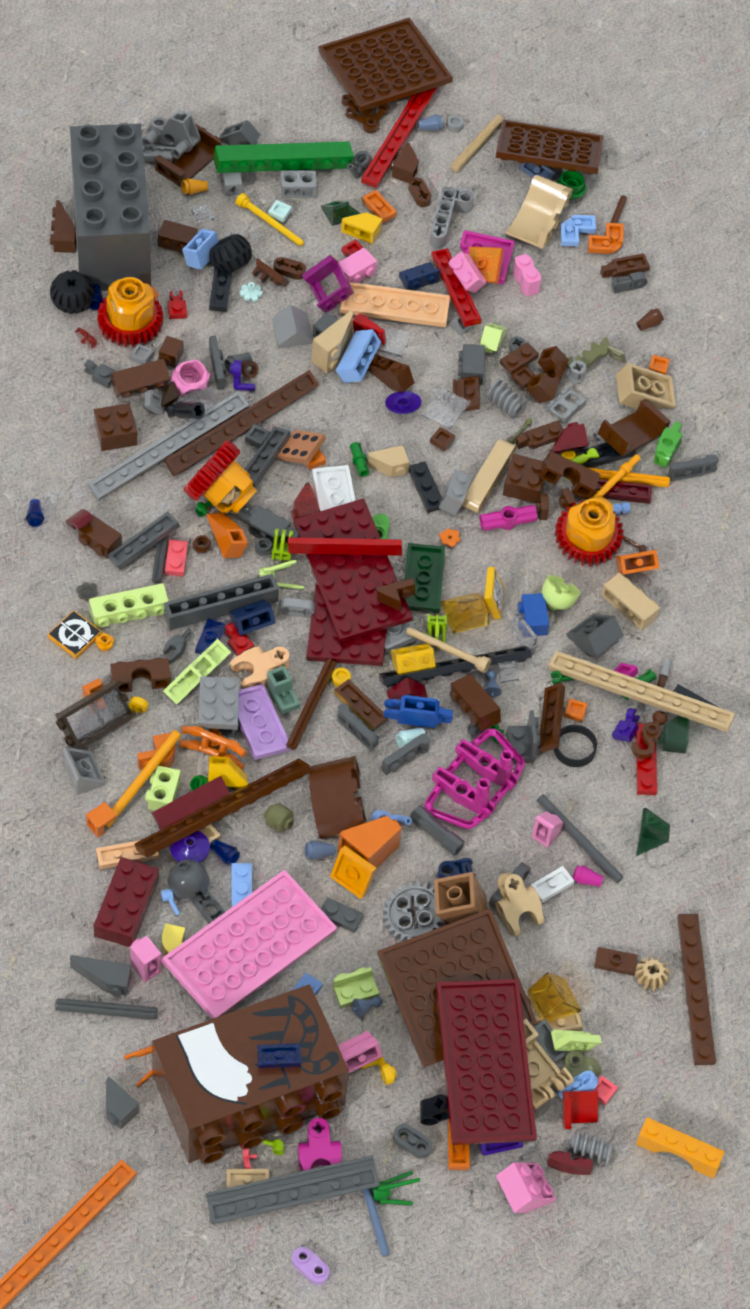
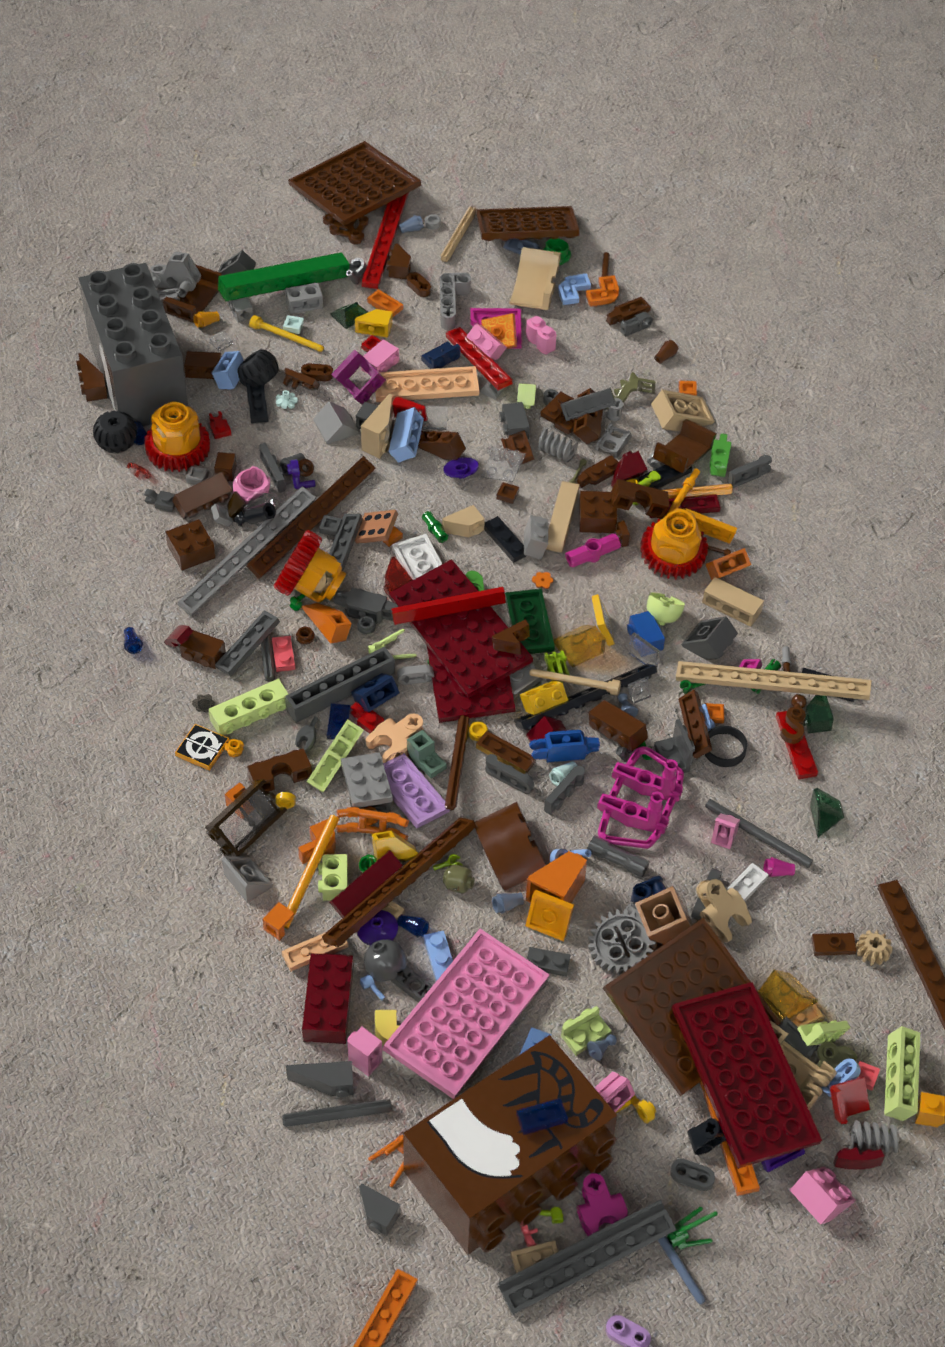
camera: 10 degrees left, 5 degrees down
(277, 799) = (451, 861): none -> lime hand
(281, 547) = (384, 621): lime arm -> none
(548, 363) = (588, 404): none -> dark grey plate
(566, 498) = (642, 522): reddish brown plate -> none
(566, 719) = (709, 722): none -> light blue hand
(627, 729) = (768, 720): dark purple plate -> none
(633, 519) = (715, 528): none -> light orange plate
(636, 1096) = (902, 1074): none -> yellowish green brick

